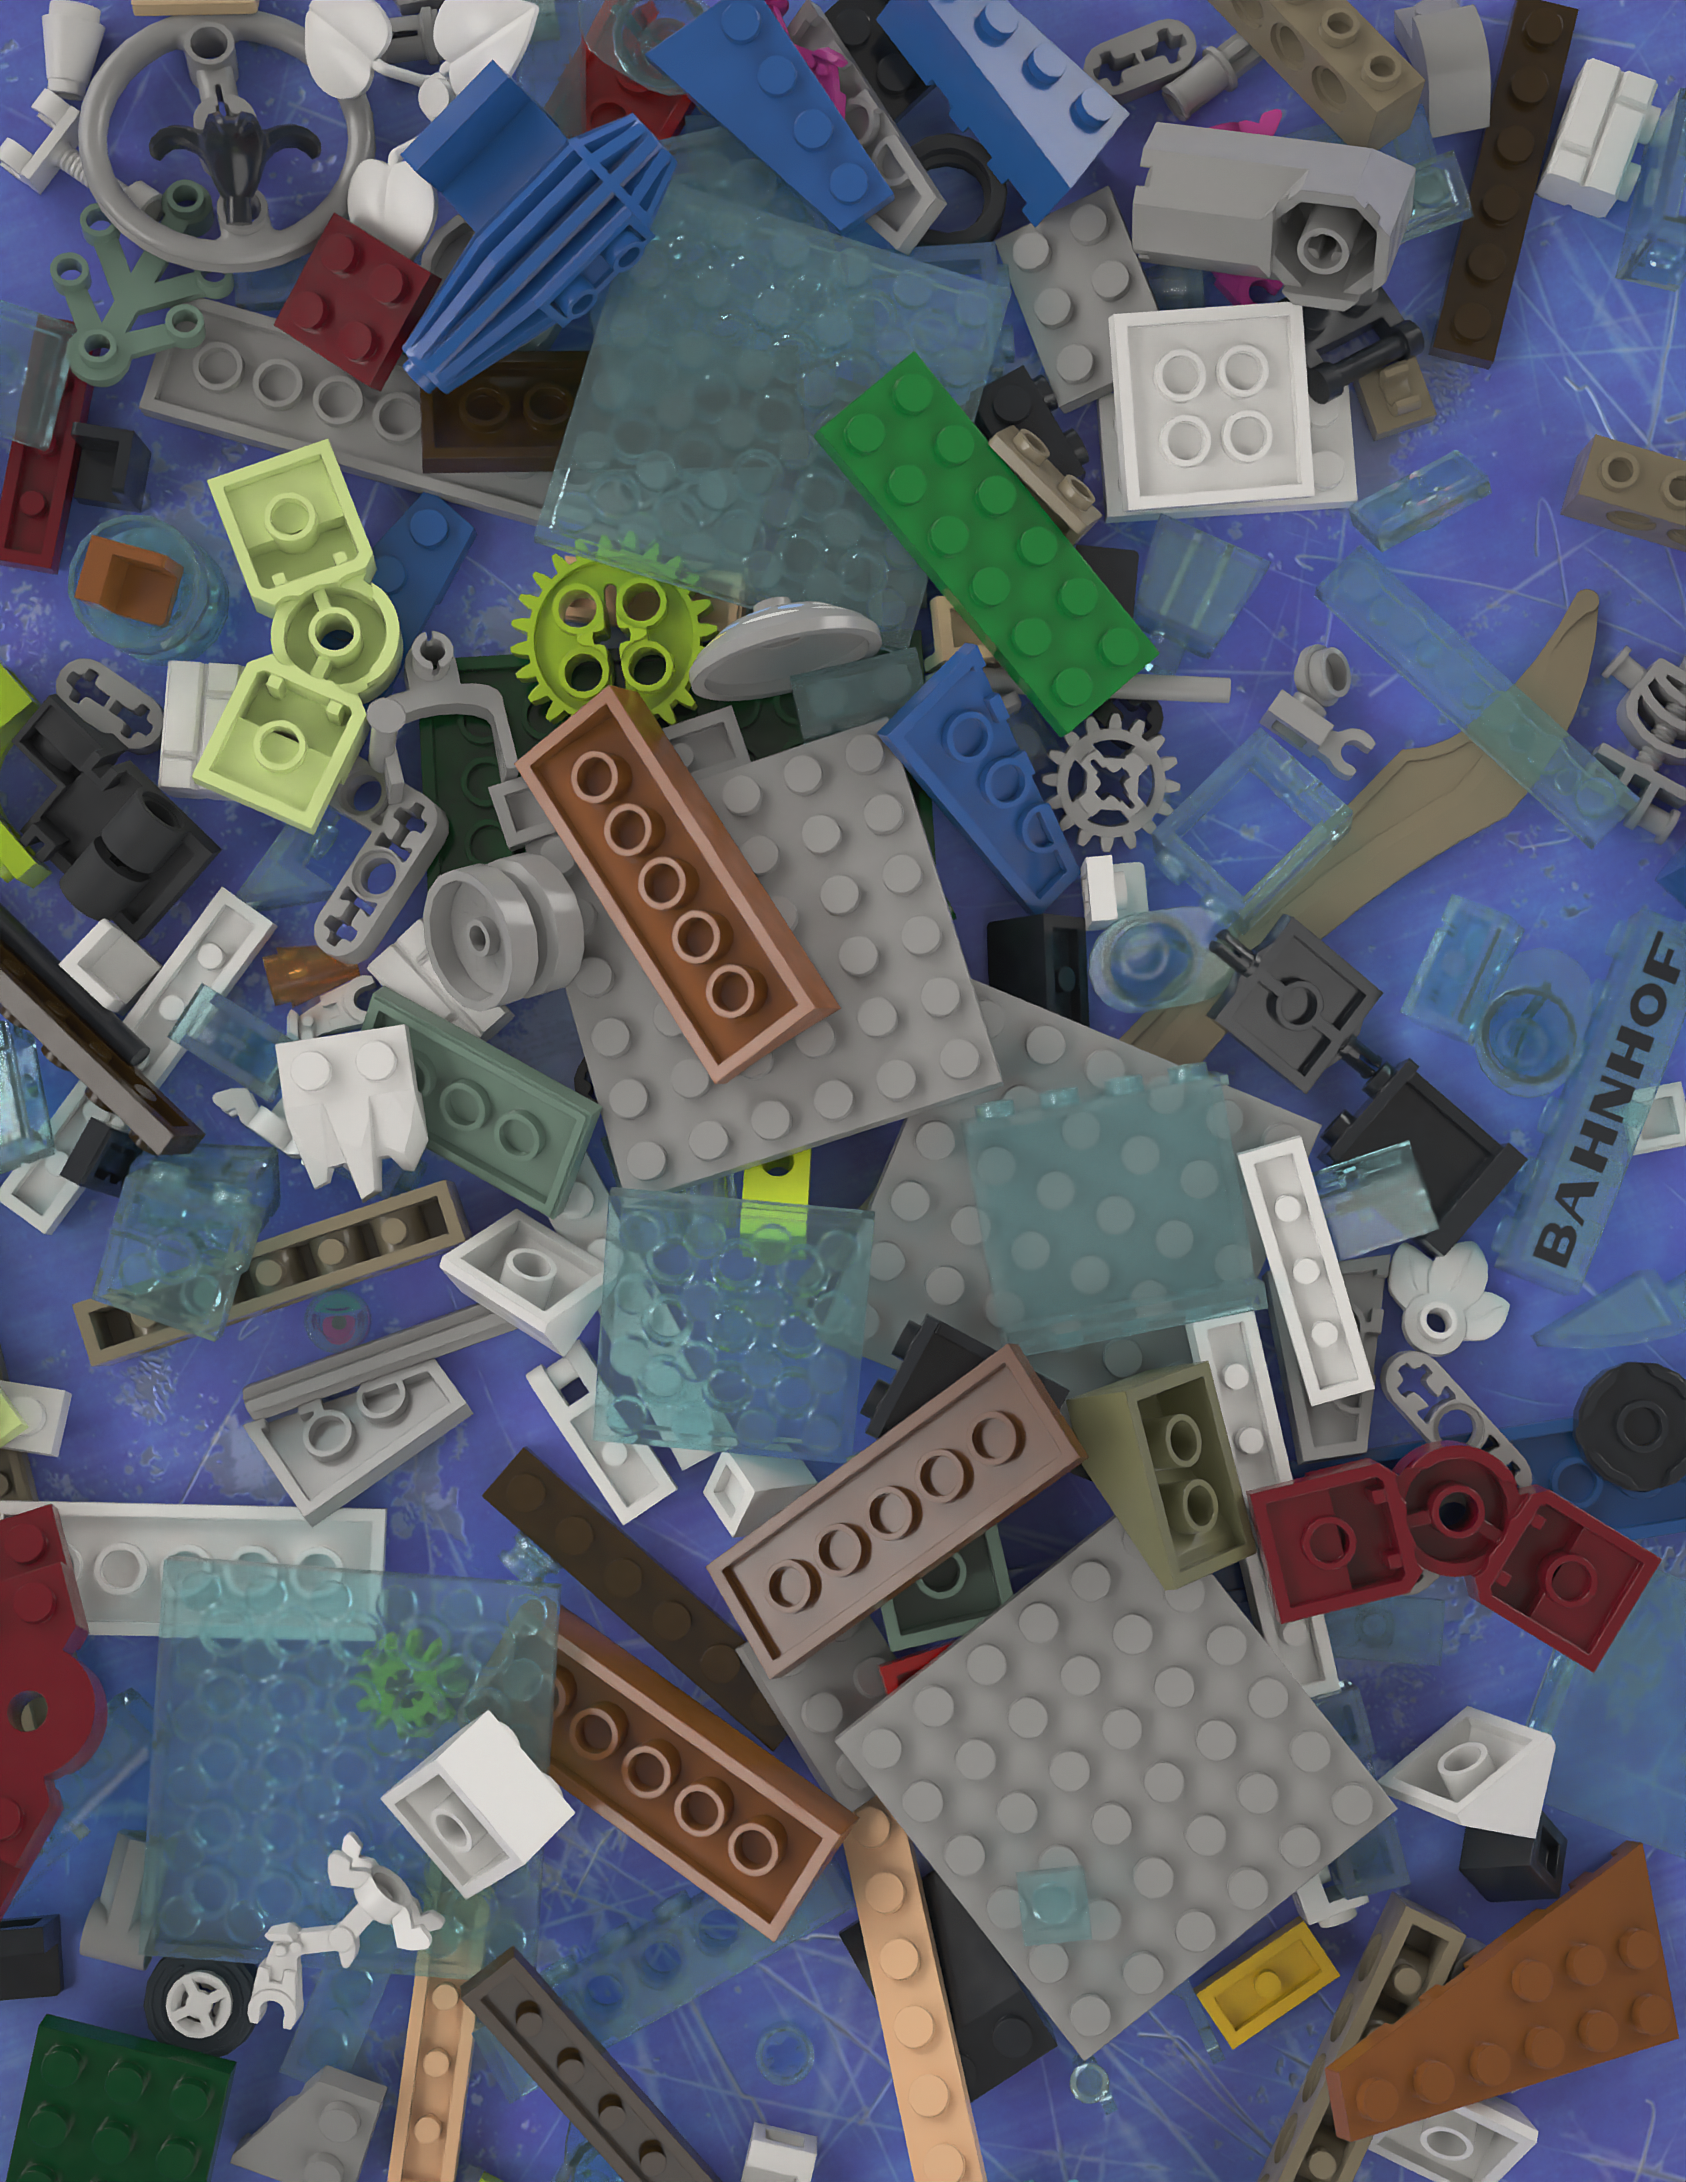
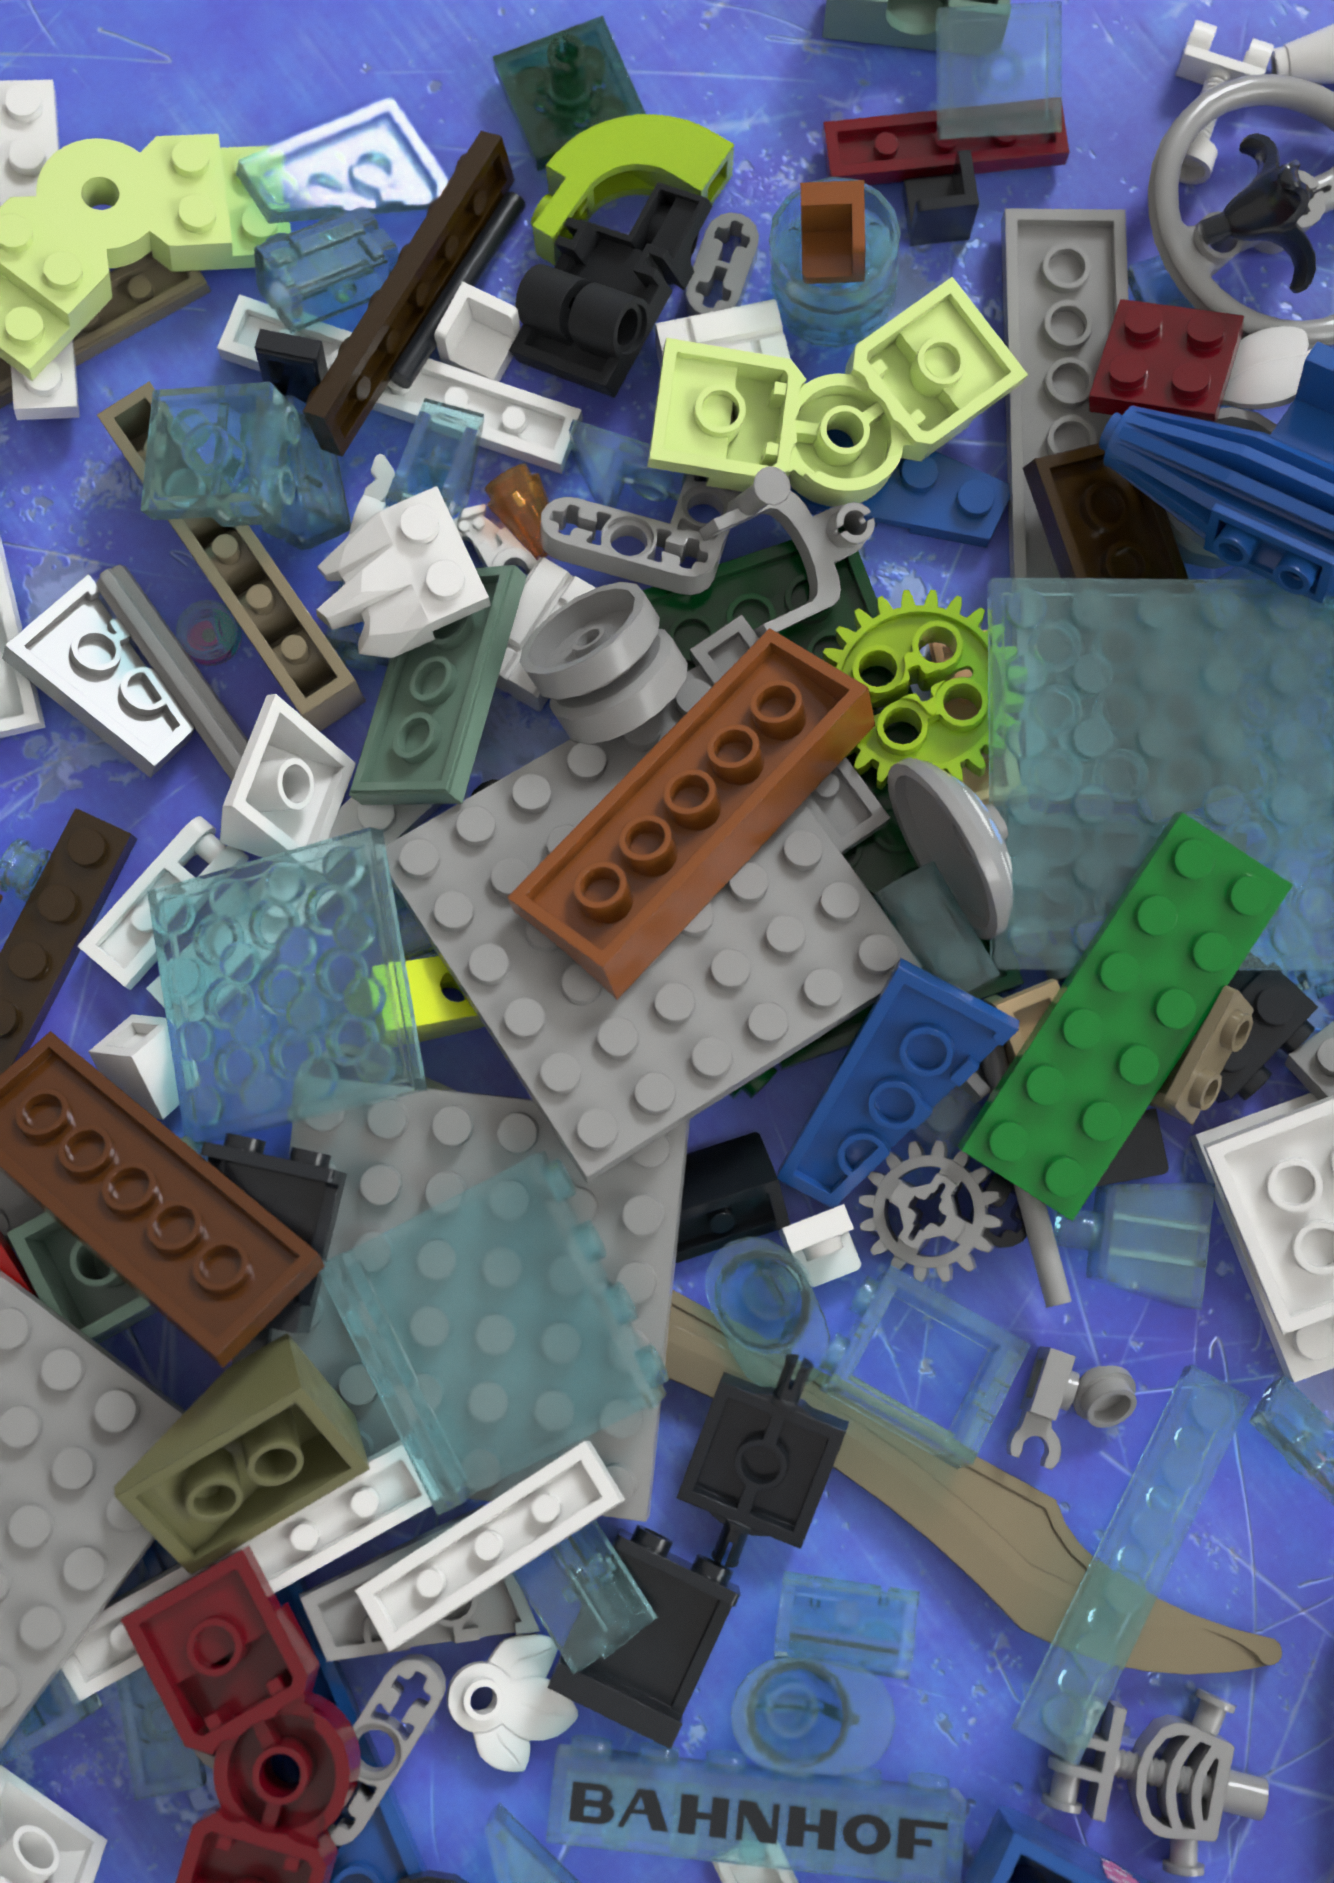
camera: 75 degrees right, 5 degrees down
(136, 291) = (1109, 172): sand green plant -> none

